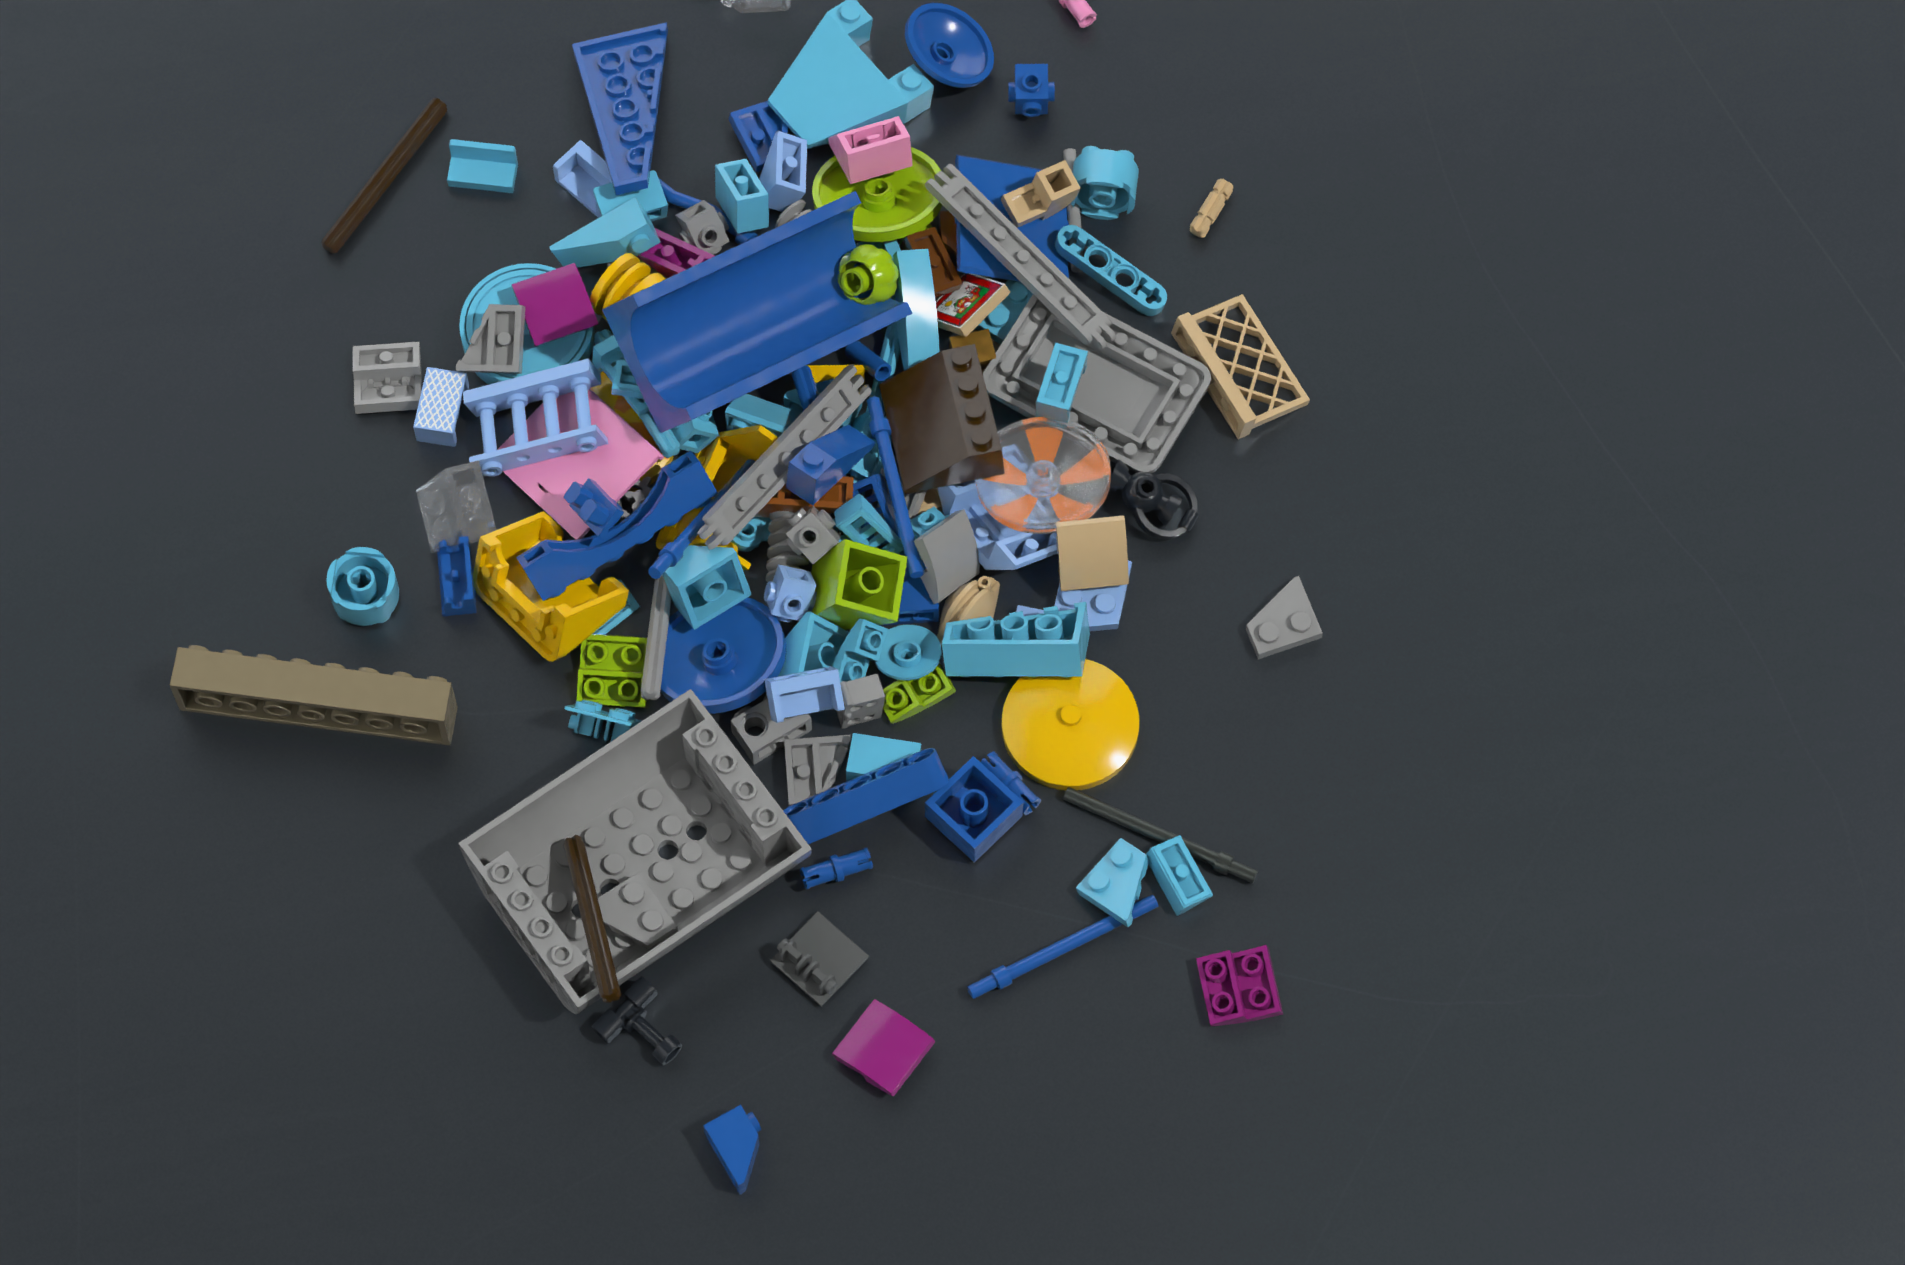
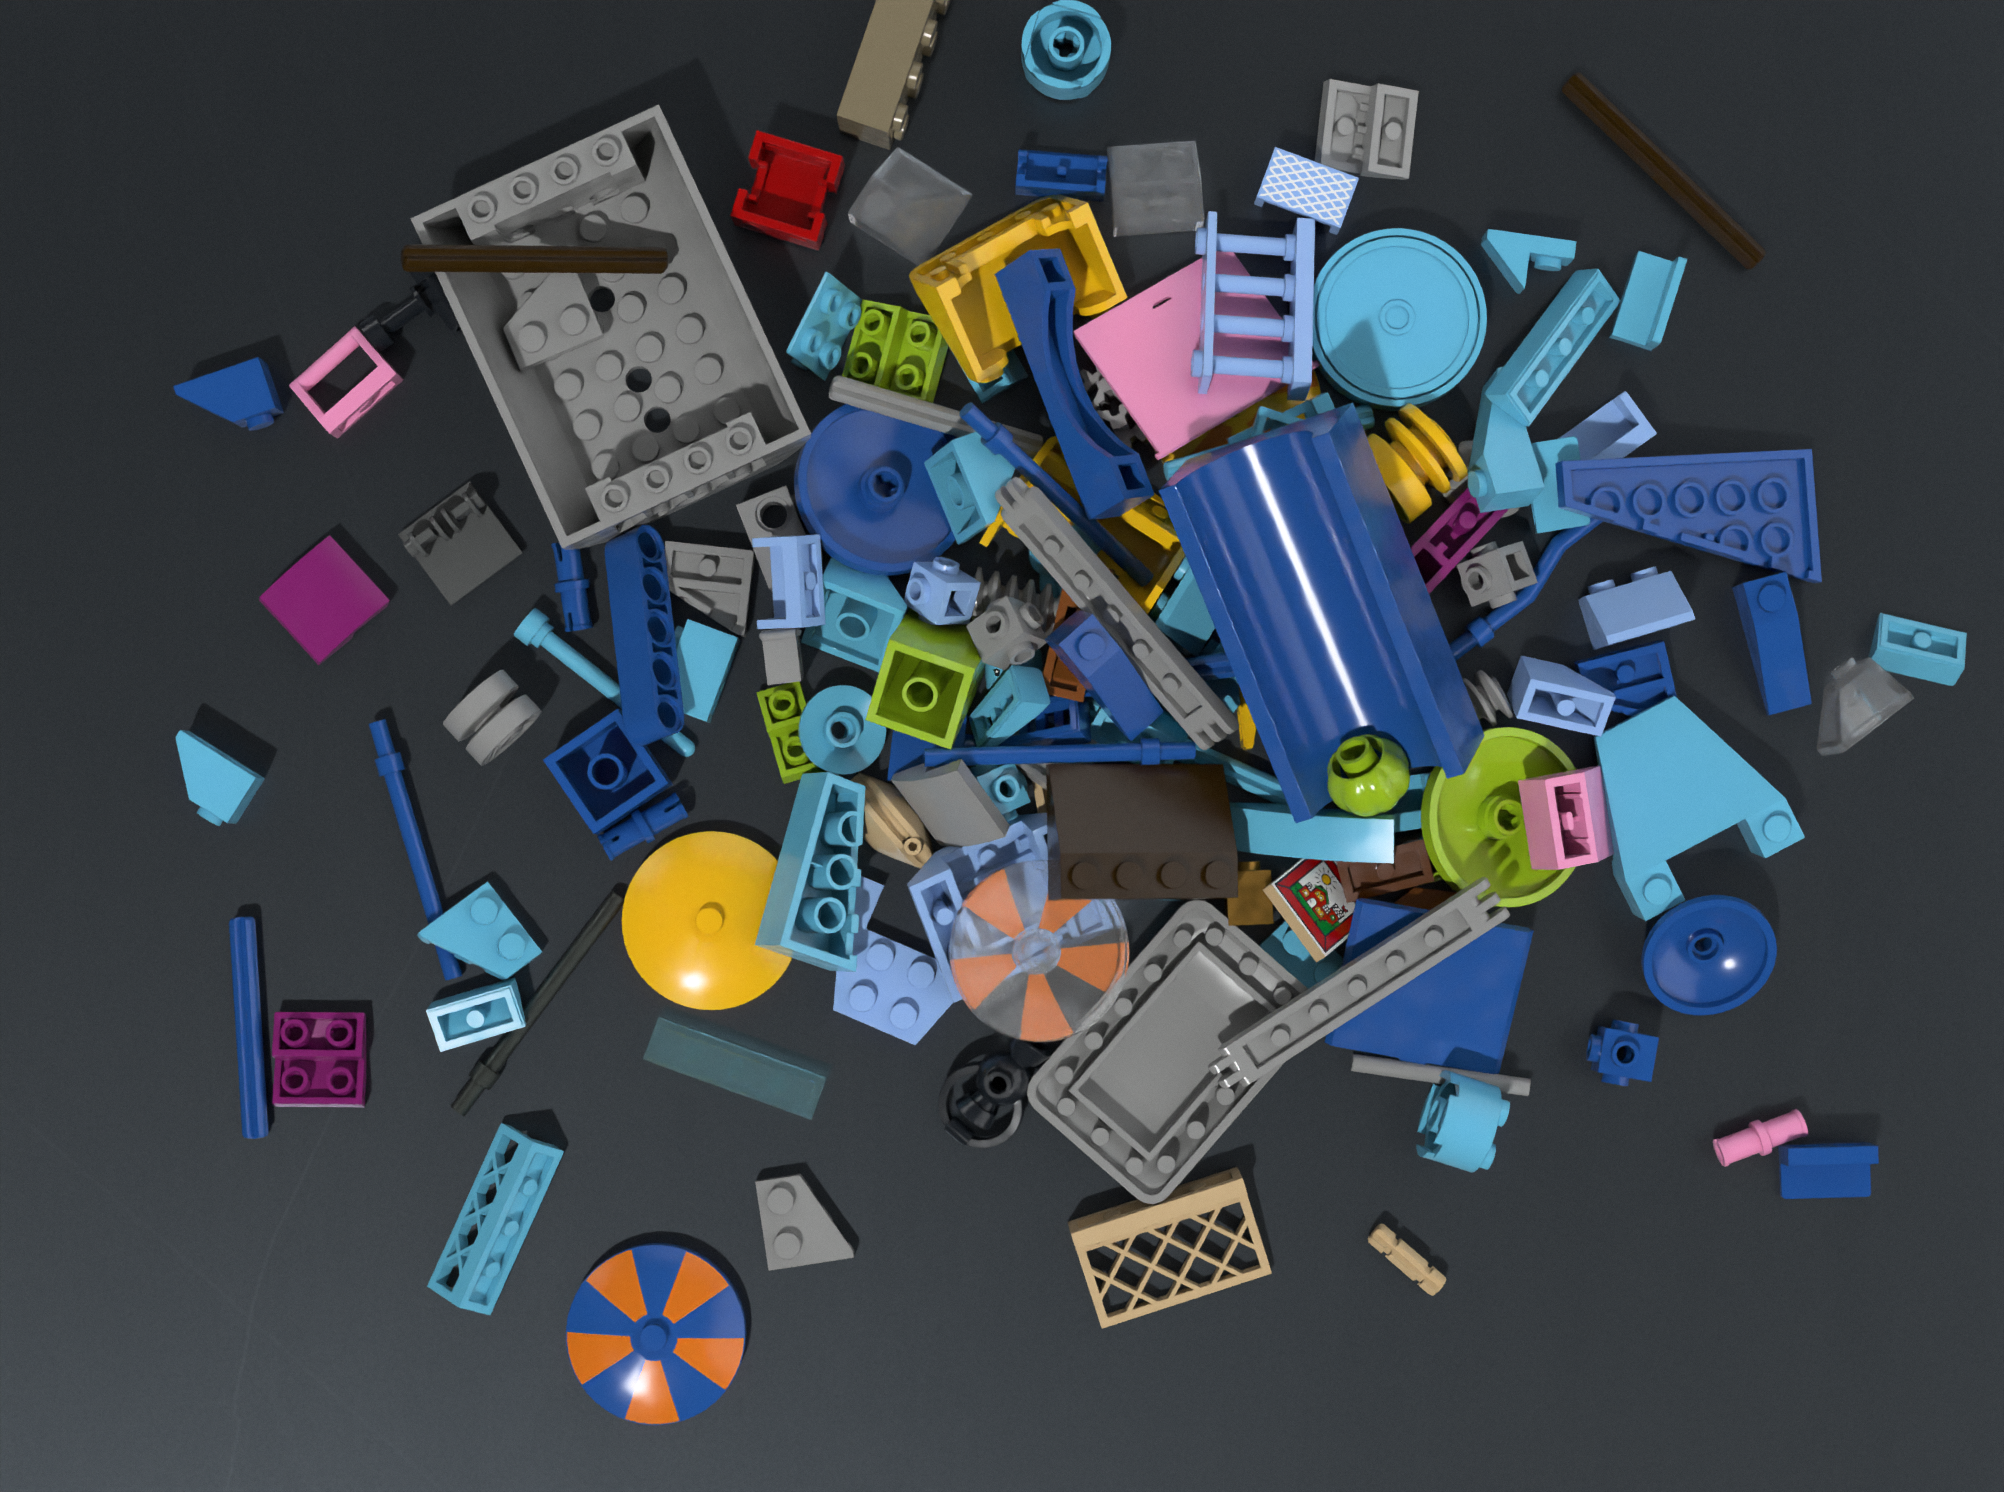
camera: 100 degrees right, 20 degrees up
(465, 257) = (1514, 250): none -> medium azure slope
(497, 342) = (1367, 271): light grey wing -> none
(500, 683) = (908, 206): none -> clear slope
(501, 763) = (788, 190): none -> red piece
(527, 219) = (1553, 345): none -> medium azure slope
(555, 304) = (1409, 355): magenta slope -> none
(594, 506) = (1082, 356): blue hips -> none
(709, 131) = (1634, 609): none -> light blue slope
(713, 46) = (1774, 641): none -> blue slope
(720, 1049) = (360, 398): none -> bright pink tile
(741, 196) = (1531, 633): medium azure brick -> none
(859, 648) = (845, 660): medium azure slope -> none
(872, 362) = (1249, 765): blue axle -> none
(876, 888) = (538, 632): none -> medium azure piece
(950, 899) = (492, 717): none -> light grey wheel
(1040, 1101) = (215, 780): none -> medium azure slope
(1045, 196) = (1448, 1031): tan brick -> none
(1061, 382) = (1163, 1001): medium azure panel -> none
(1092, 553) = (916, 992): tan slope -> none
(1107, 275) = (1341, 1109): medium azure beam -> none
(1177, 686) = (735, 1068): none -> clear light blue tile
(1226, 1043) = (248, 1027): none -> blue axle
(1334, 823) = (500, 1224): none -> medium azure fence
(1388, 705) = (656, 1334): none -> dish

